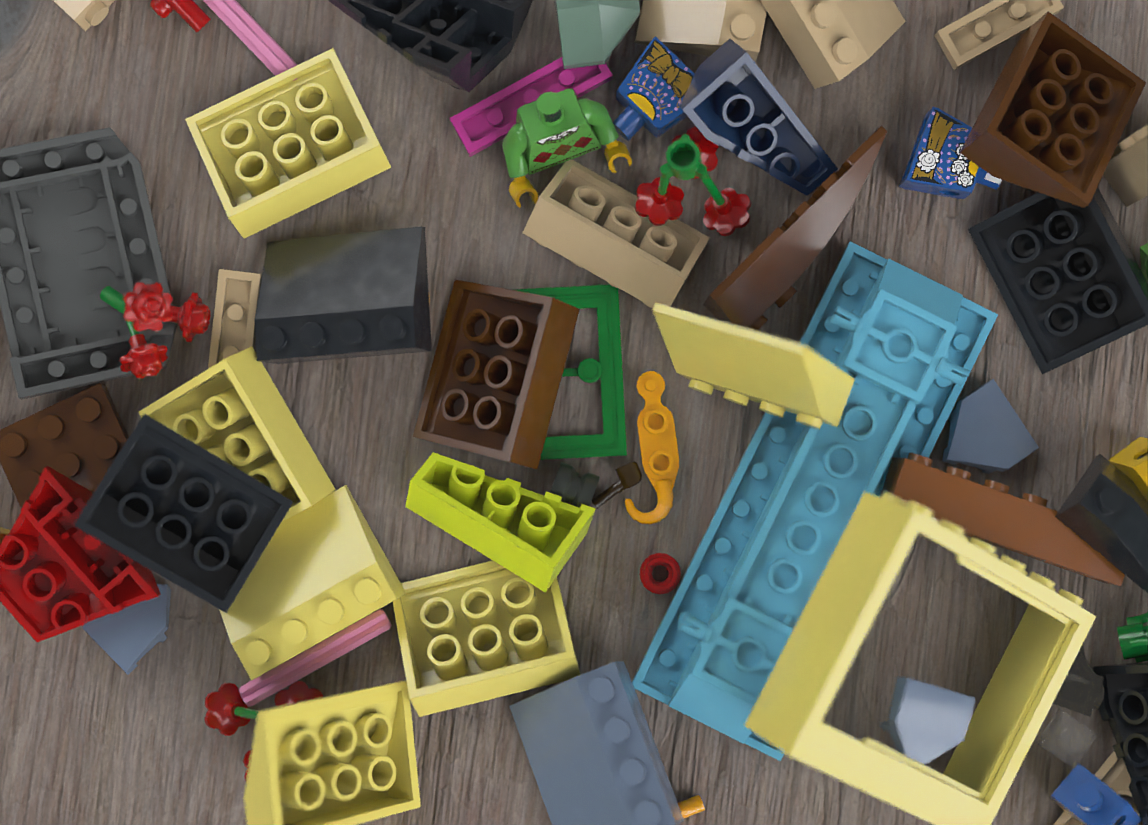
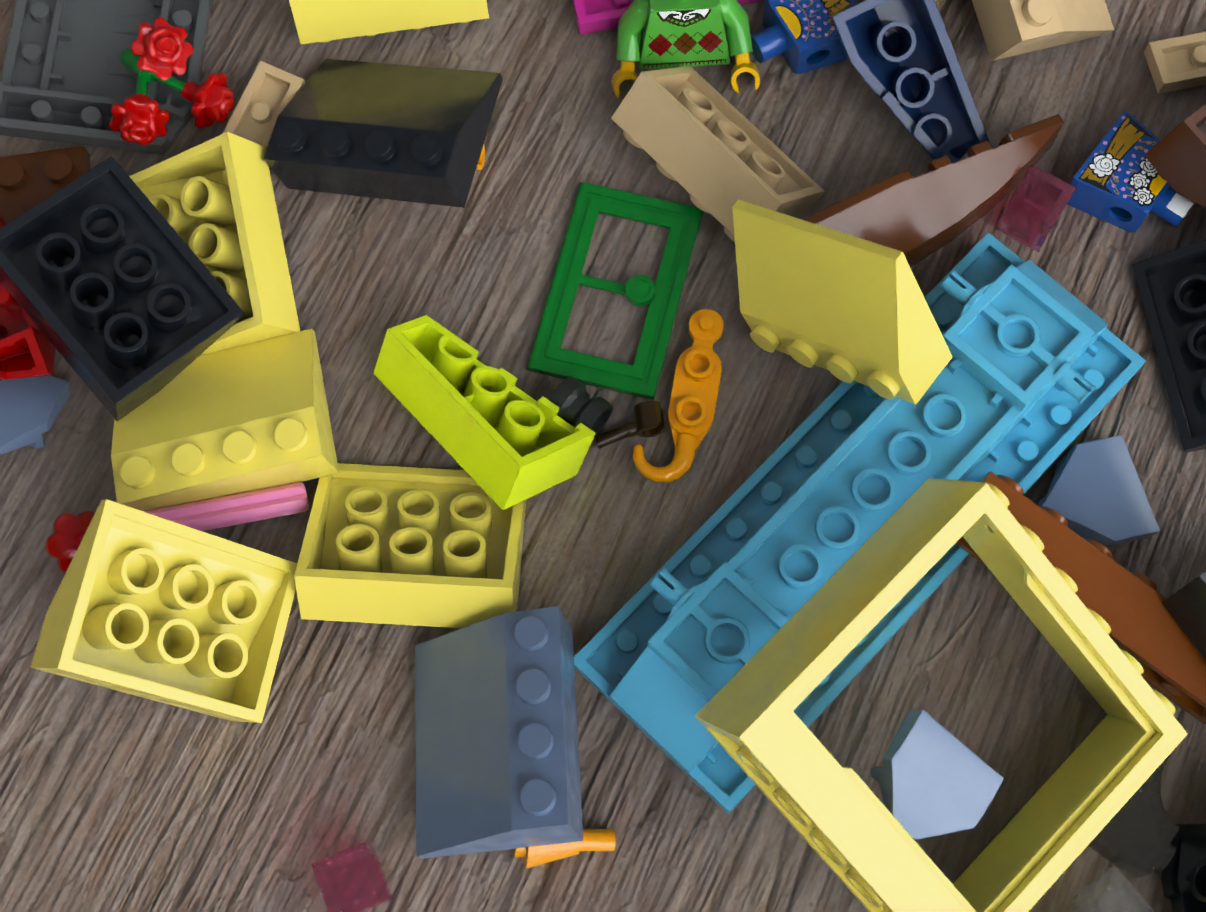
camera: 20 degrees right, 15 degrees down
(496, 372) = (533, 258): reddish brown slope -> none
(671, 580) = (649, 527): red plate -> none
(692, 158) = (833, 101): red plant -> none
(882, 209) = (1035, 208): none -> clear pink panel

